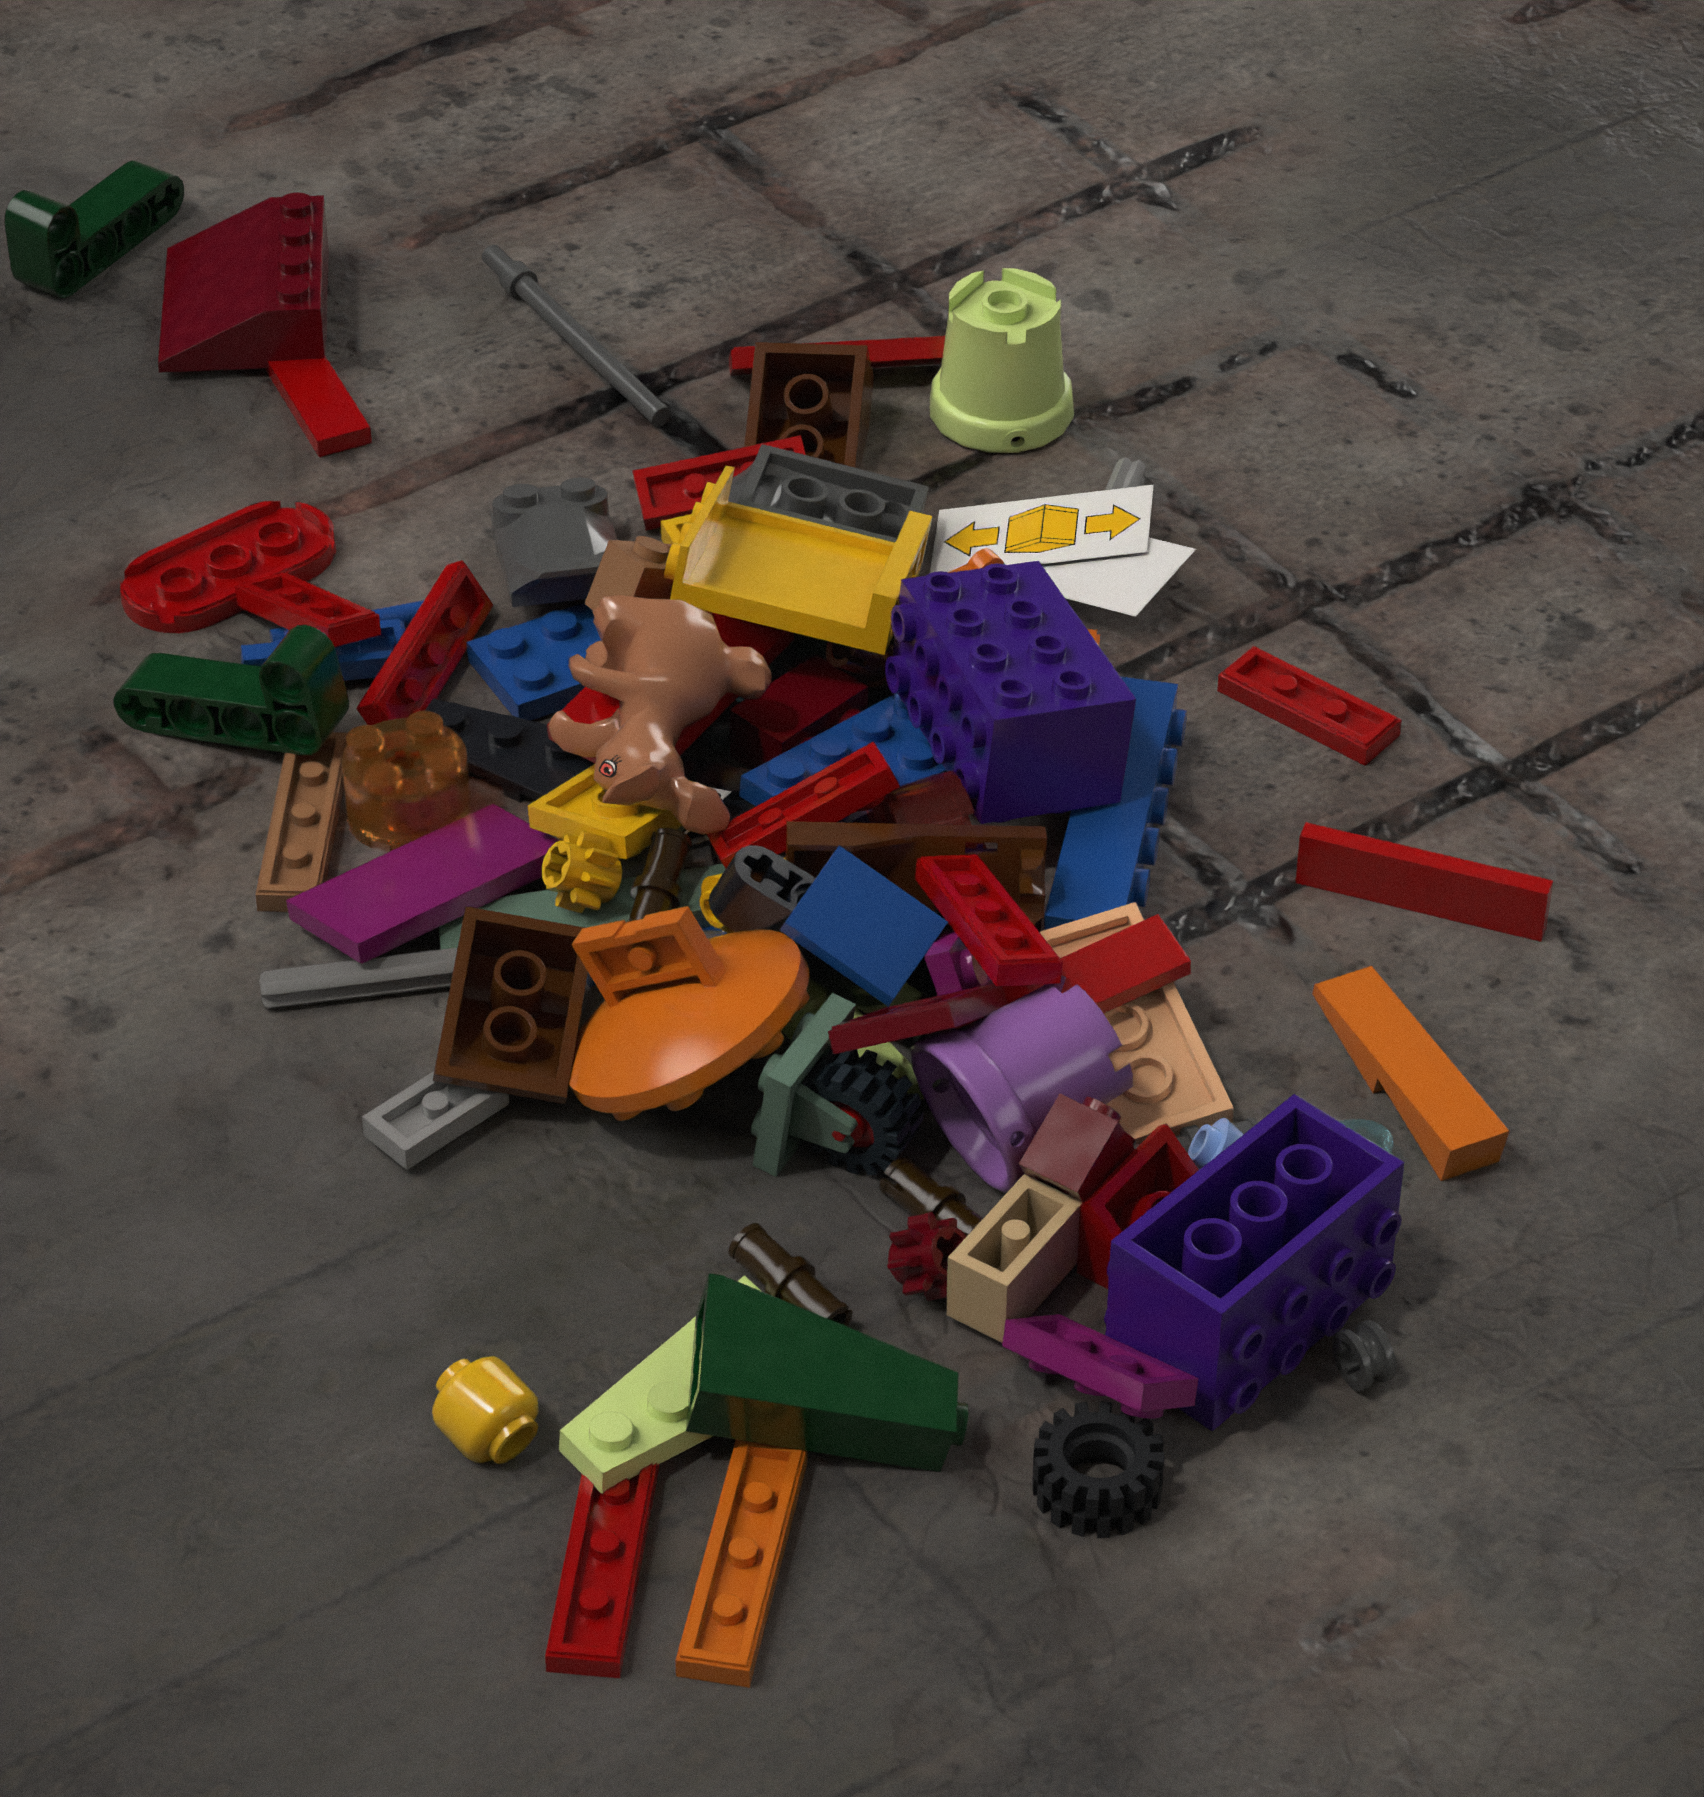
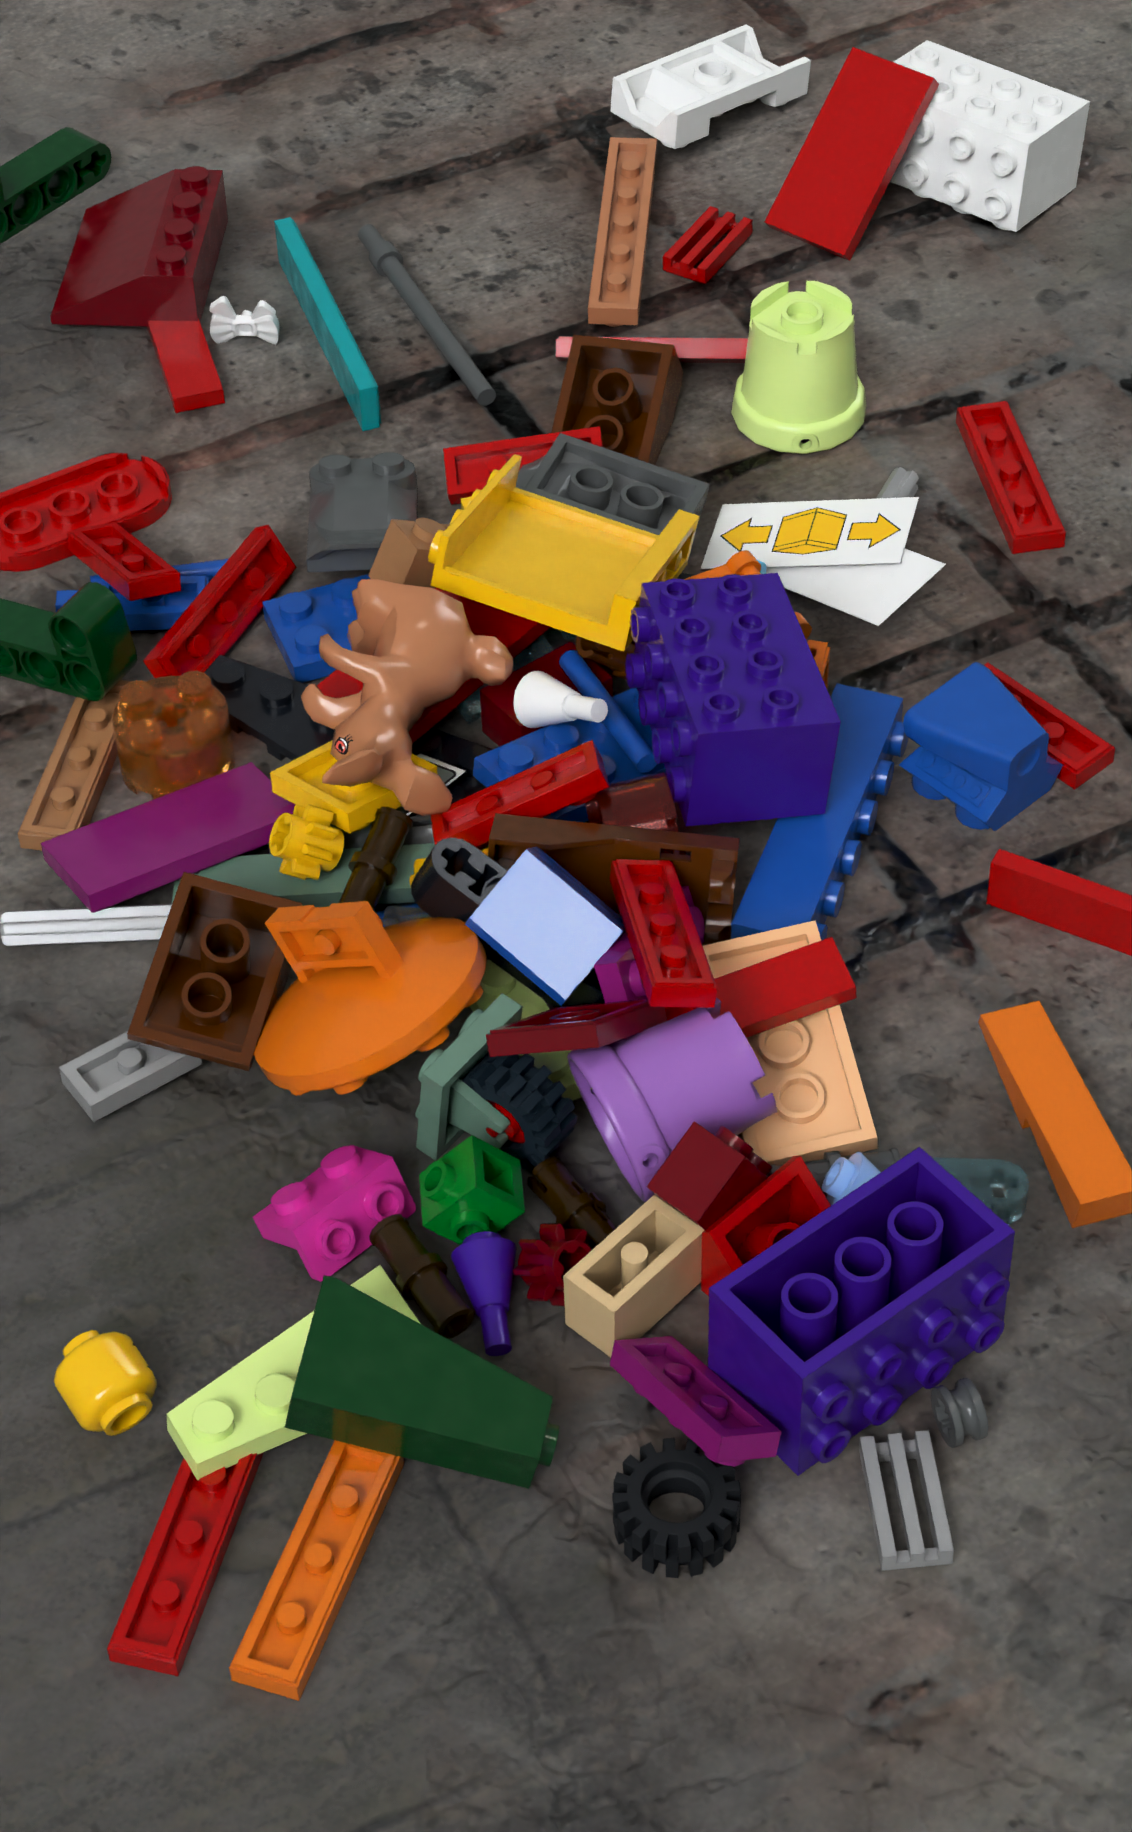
camera: 10 degrees right, 5 degrees up
(360, 359) = (227, 324): none -> white piece
(472, 351) = (328, 324): none -> teal tile
(686, 1226) = (336, 1208): none -> dark pink bracket
(775, 236) = (623, 232): none -> nougat plate
(809, 712) = (546, 702): none -> white cone
(826, 75) = (686, 89): none -> white piece
(828, 1196) = (471, 1191): none -> green brick
(857, 1272) = (486, 1271): none -> dark purple cone
(858, 244) = (699, 243): none -> red tile
(873, 718) = (616, 720): none -> blue bar
(1014, 137) = (851, 153): none -> red tile
(1136, 111) = (991, 139): none -> white brick
(1240, 461) = (1010, 477): none -> red tile
(1264, 730) = (978, 750): none -> blue piece
(1311, 1402) = (898, 1452): none -> light grey tile

